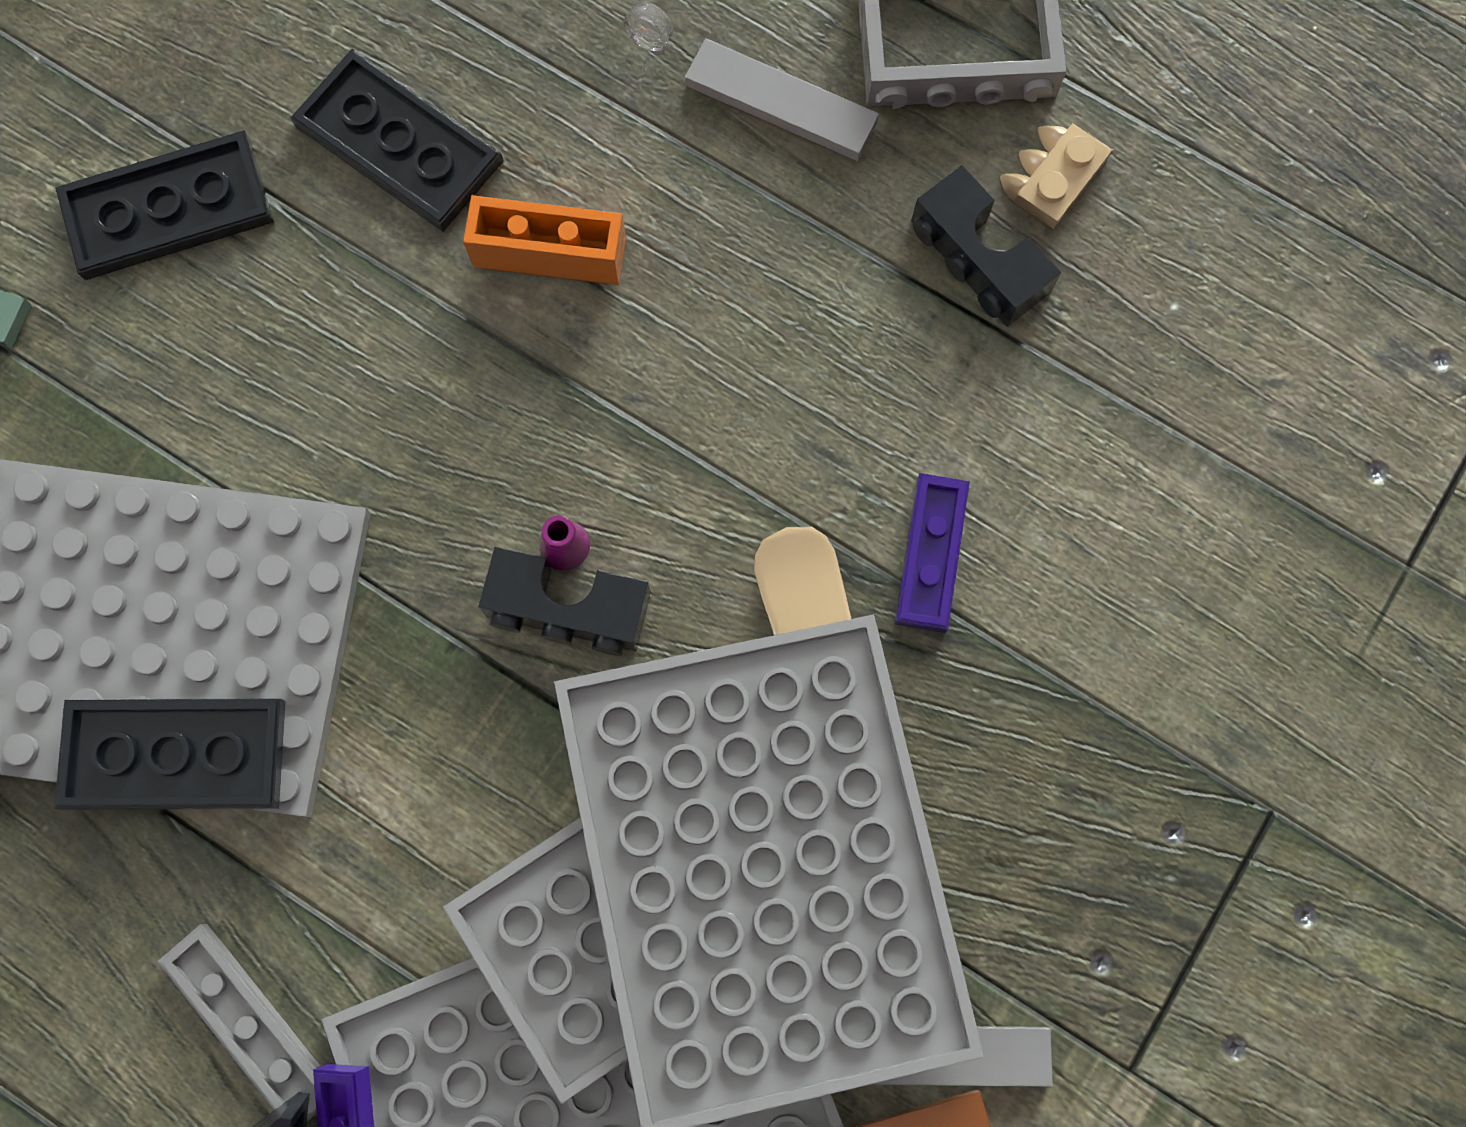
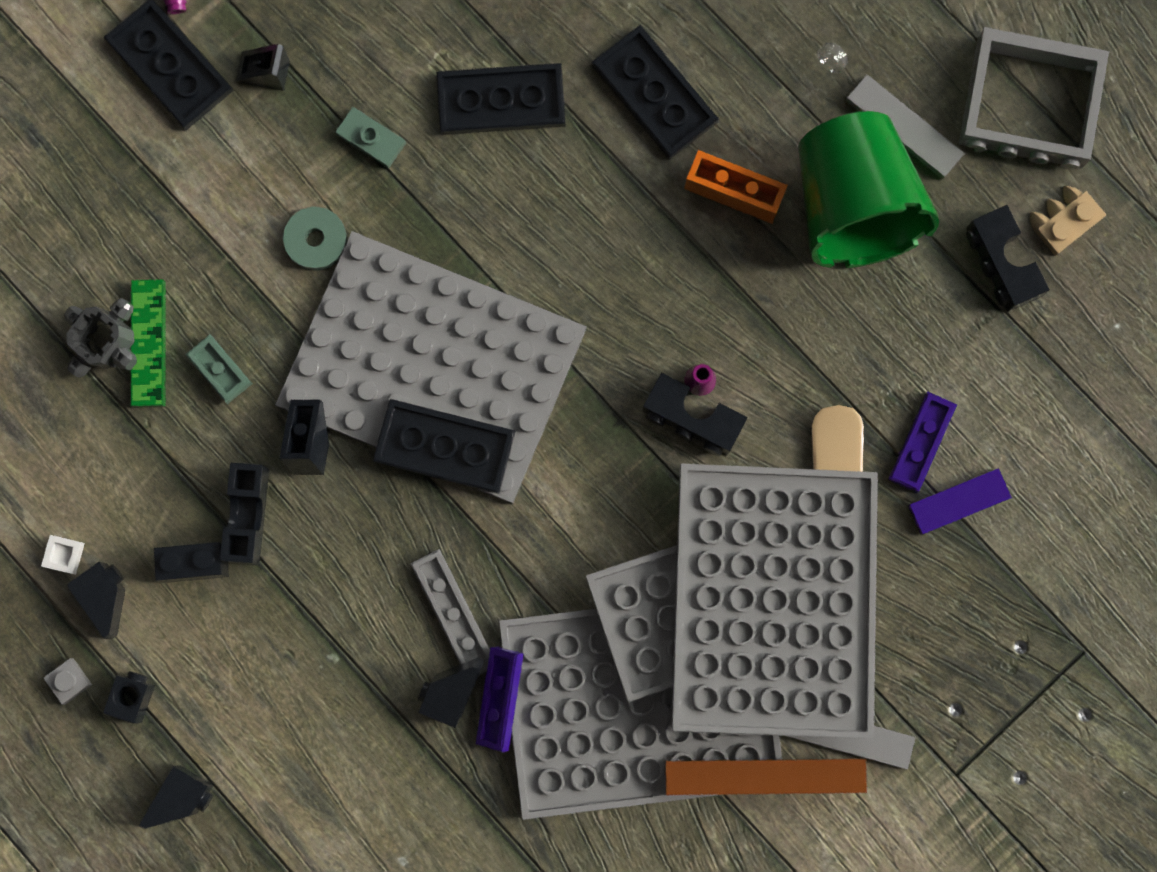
camera: 15 degrees right, 5 degrees up
(737, 194) = (861, 192): none -> green cone
(1014, 629) = (959, 501): none -> dark purple tile

